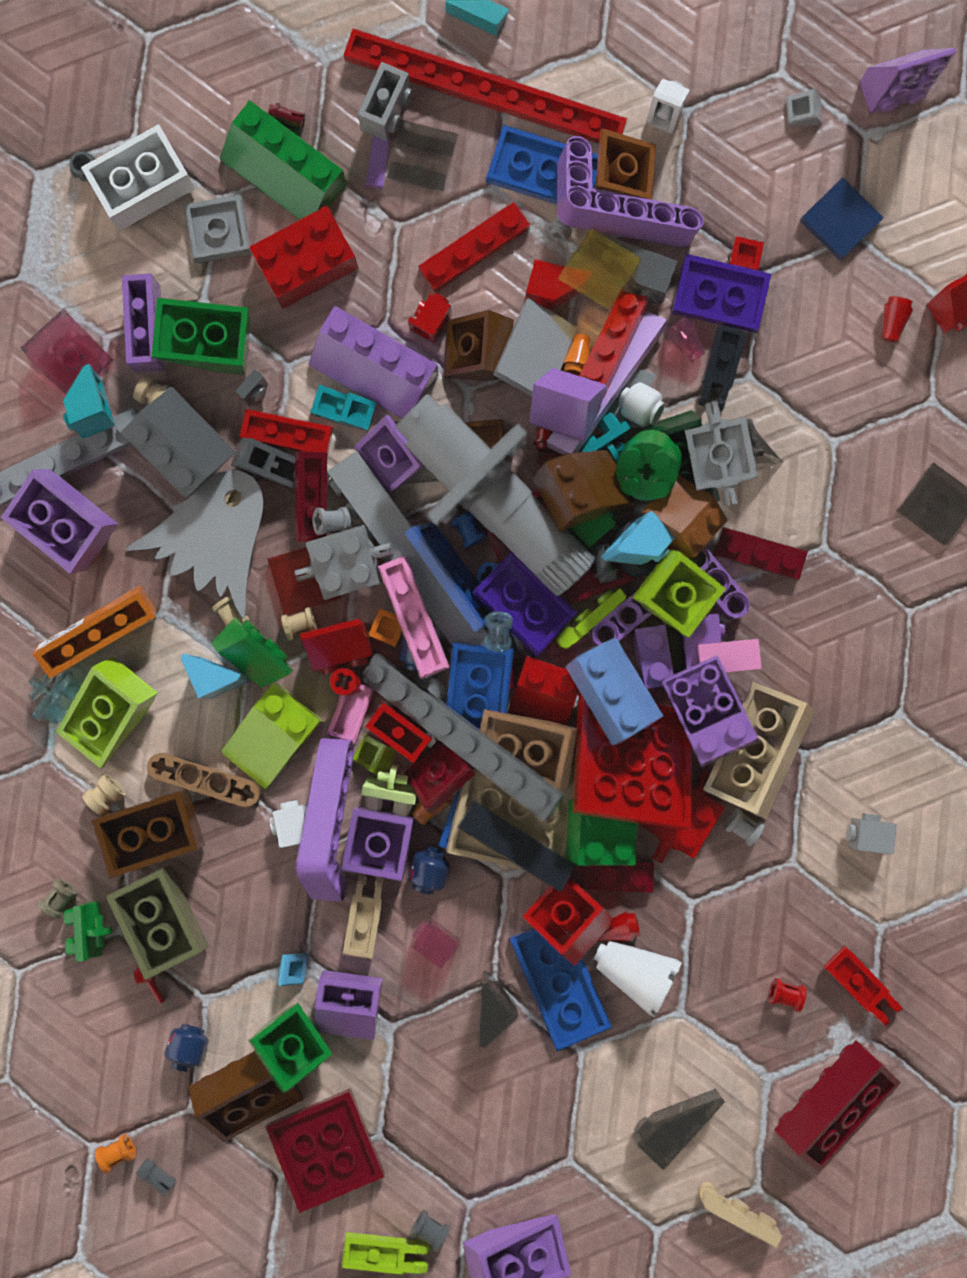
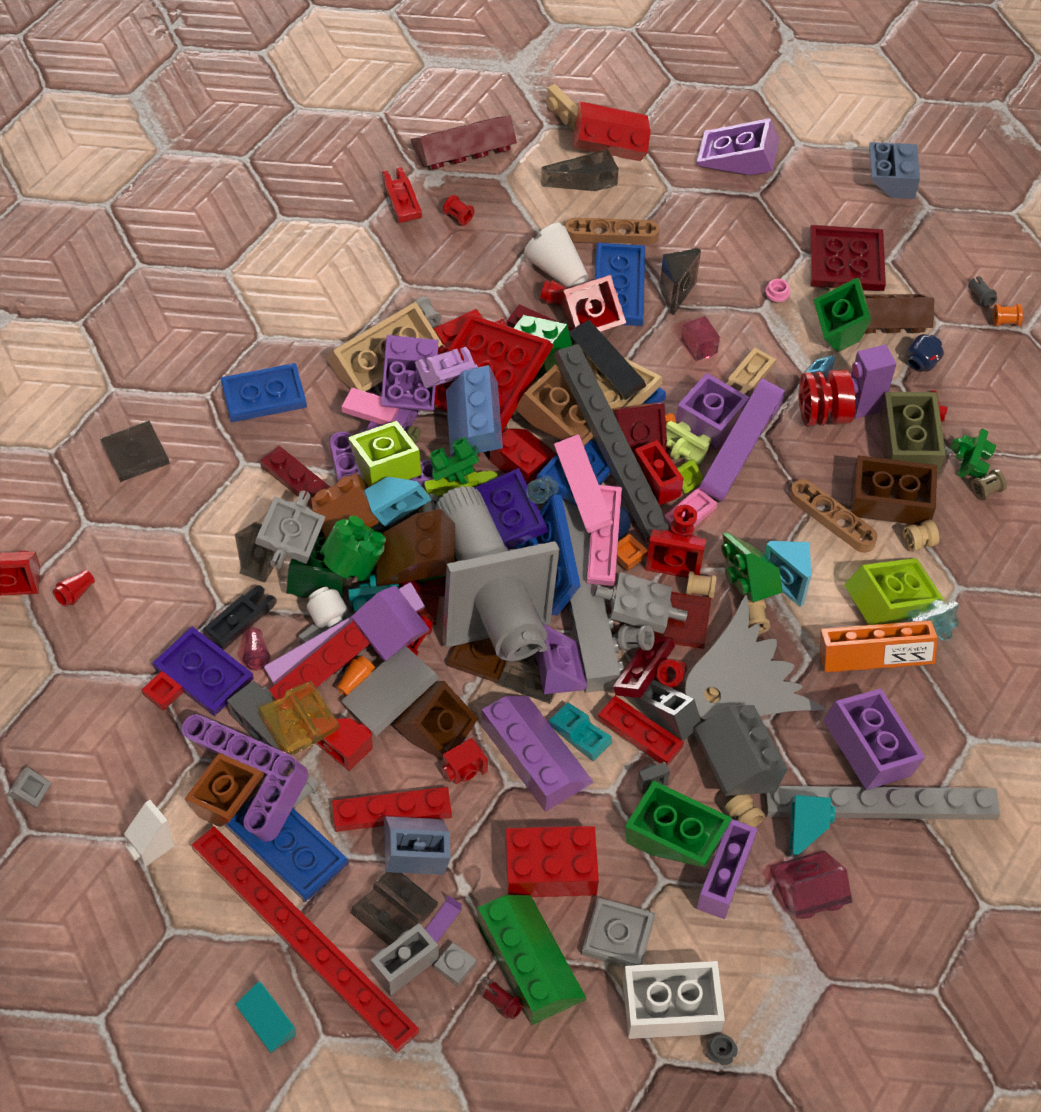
camera: 155 degrees left, 30 degrees down
(220, 956) = (871, 378): none -> medium lavender brick
(259, 920) = (827, 398): none -> red wheel
(271, 735) = (761, 517): lime slope -> none
(281, 503) = (666, 674): none -> red cone
(288, 823) = (773, 453): white brick -> none
(343, 133) = (455, 964): none -> light grey plate
(347, 1004) = (784, 330): medium lavender slope -> none
(382, 1069) = (778, 290): none -> bright pink plate
(383, 1254) = (831, 188): lime hinge -> none
(429, 871) = (680, 381): dark blue head -> none
(430, 1230) = (792, 187): dark grey bush -> none
(431, 213) = (416, 845): none -> sand blue slope
(460, 658) = (583, 483): none -> bright pink tile
(600, 621) = (456, 466): none -> green hips
(606, 1060) = (612, 227): none -> medium nougat beam
(652, 655) = (430, 433): medium lavender brick -> none
(672, 1203) = (619, 131): none -> red slope
(673, 729) = (444, 367): none -> lavender hinge
(841, 219) = (61, 685): dark blue tile -> none
(854, 641) = (263, 392): none -> blue tile
(871, 834) = (335, 270): light grey brick -> none

